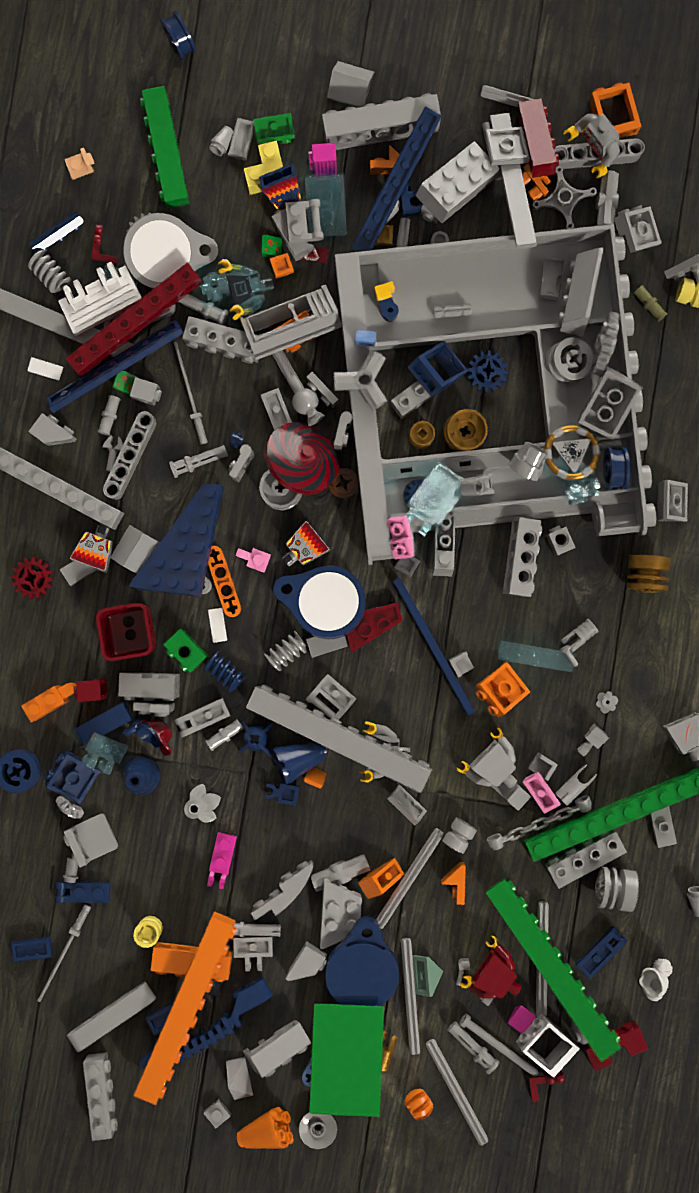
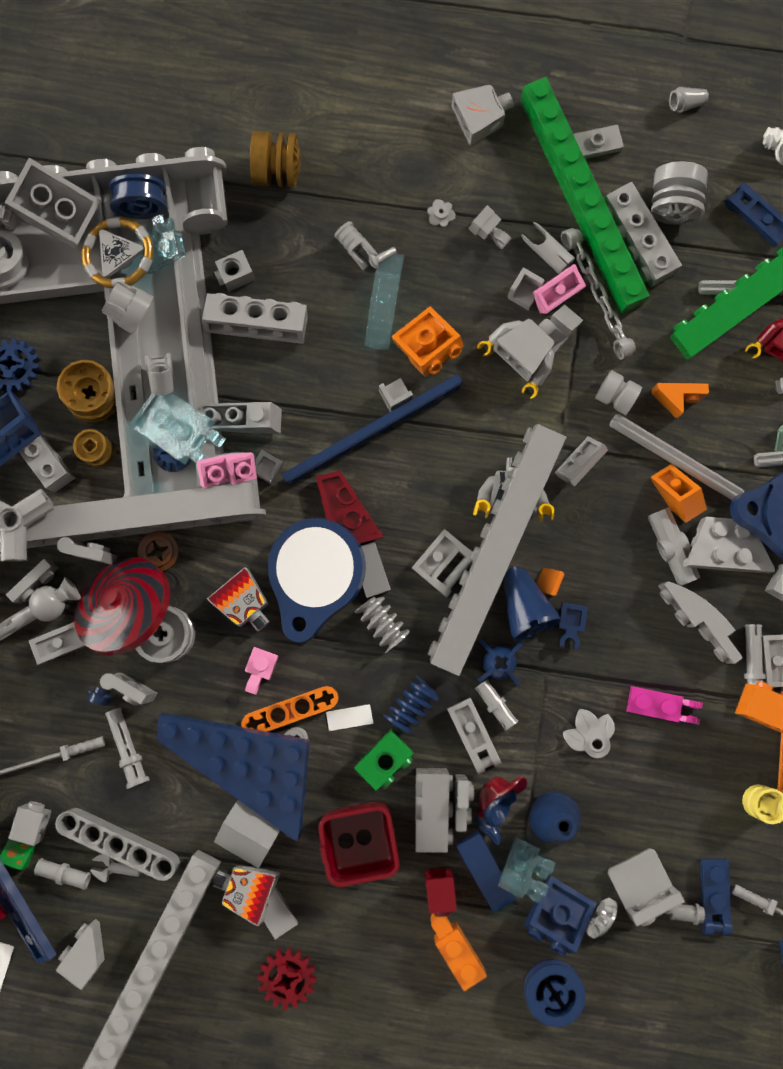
camera: 90 degrees left, 5 degrees down
(672, 501) = (179, 135): light grey slope -> none

